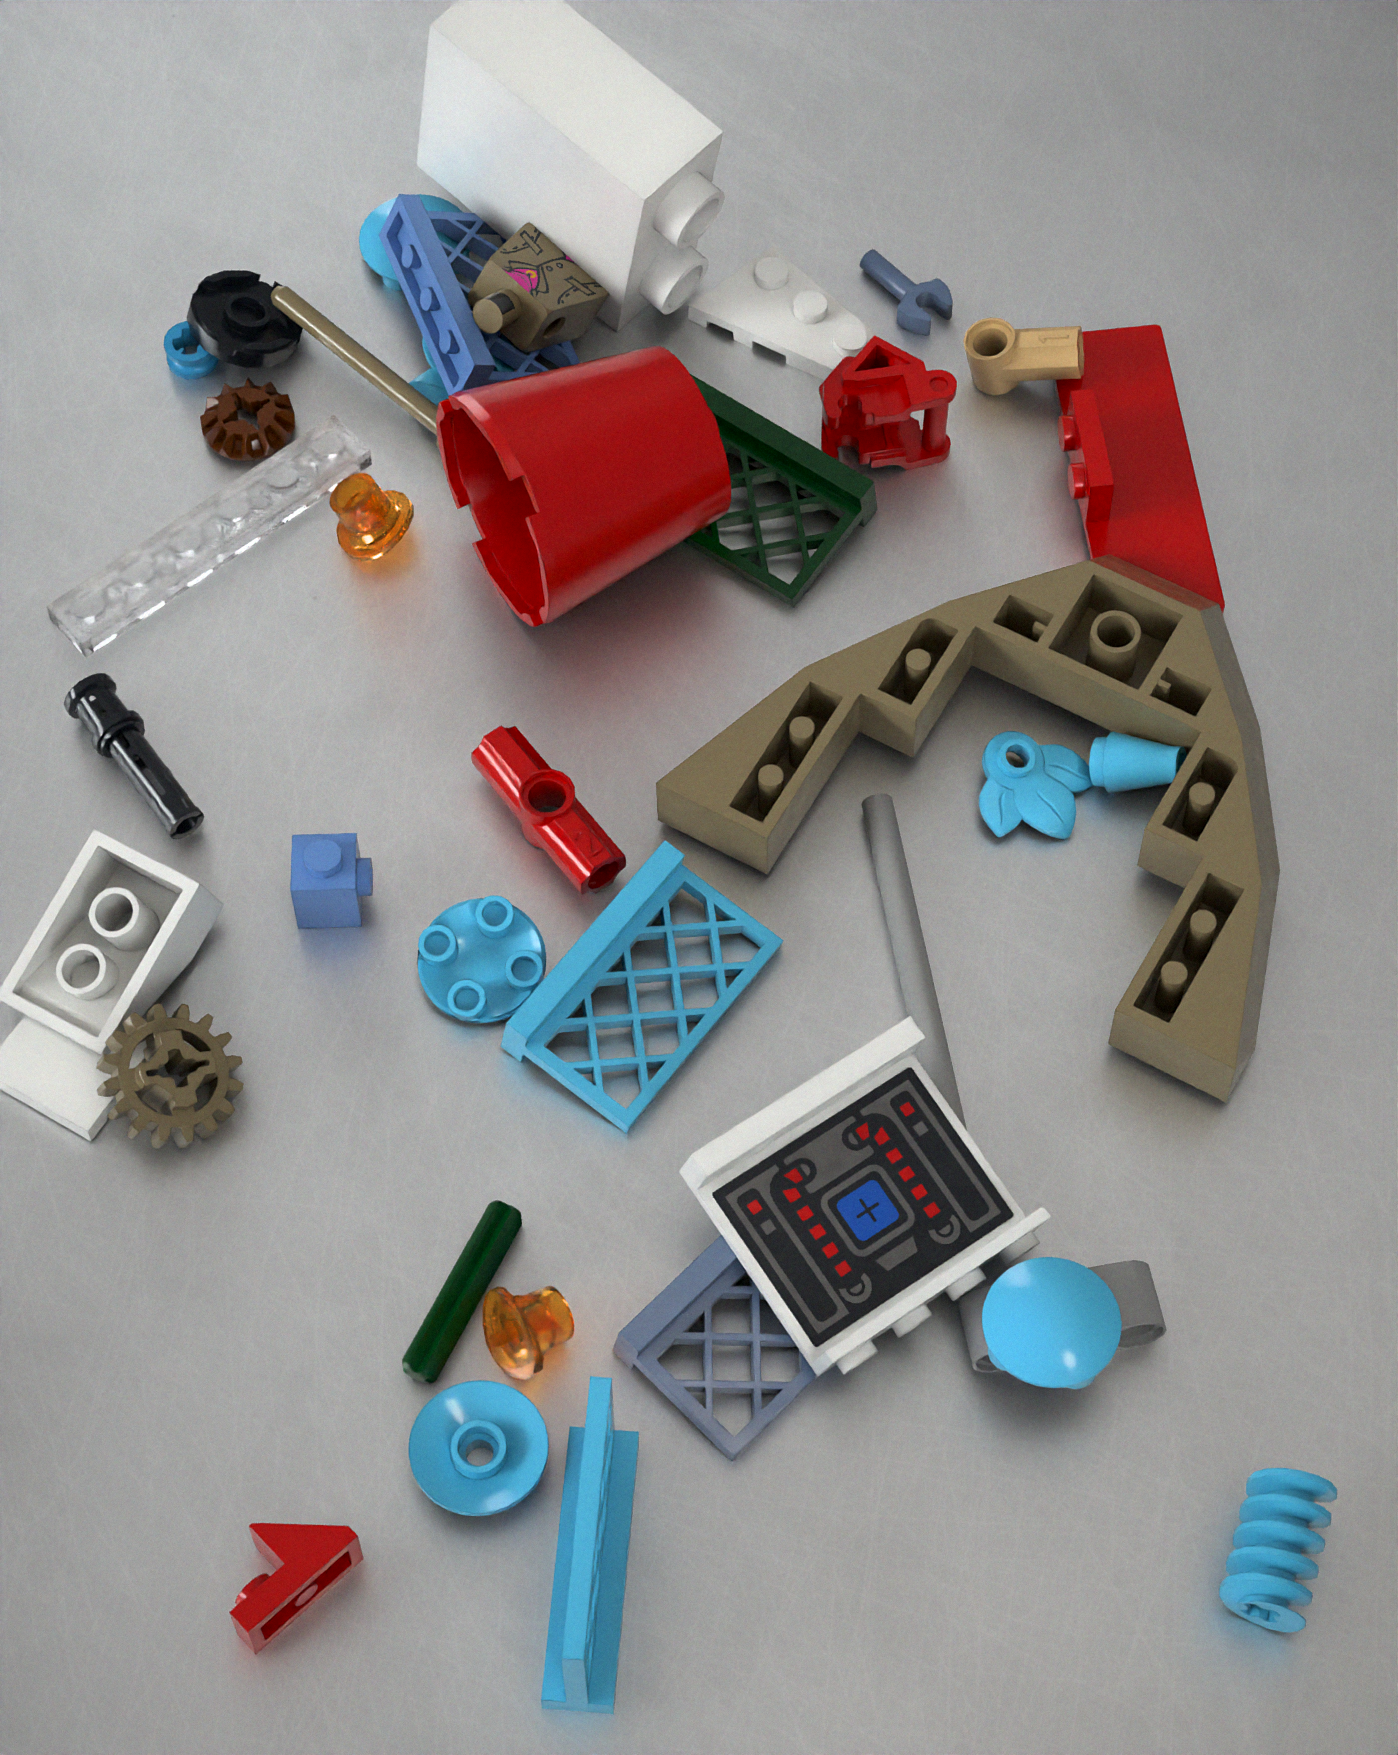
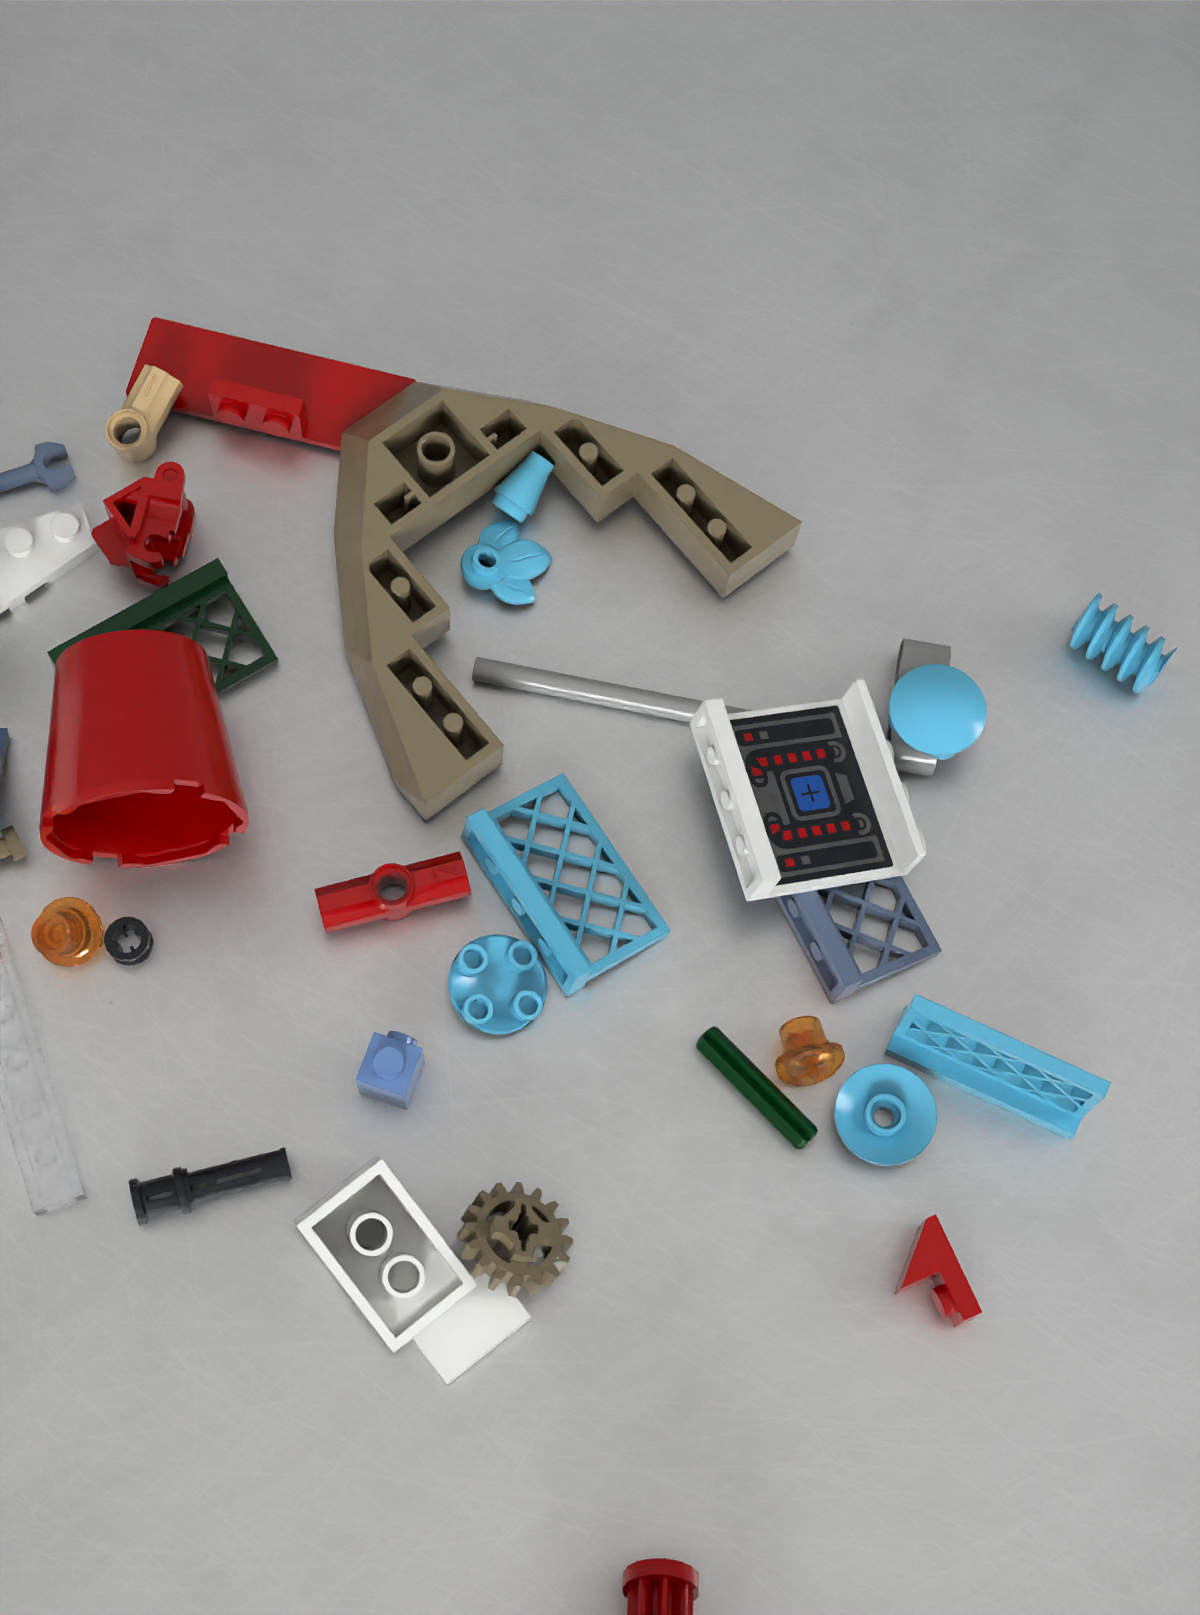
camera: 75 degrees left, 10 degrees up
(392, 600) = (136, 955): none -> black bush

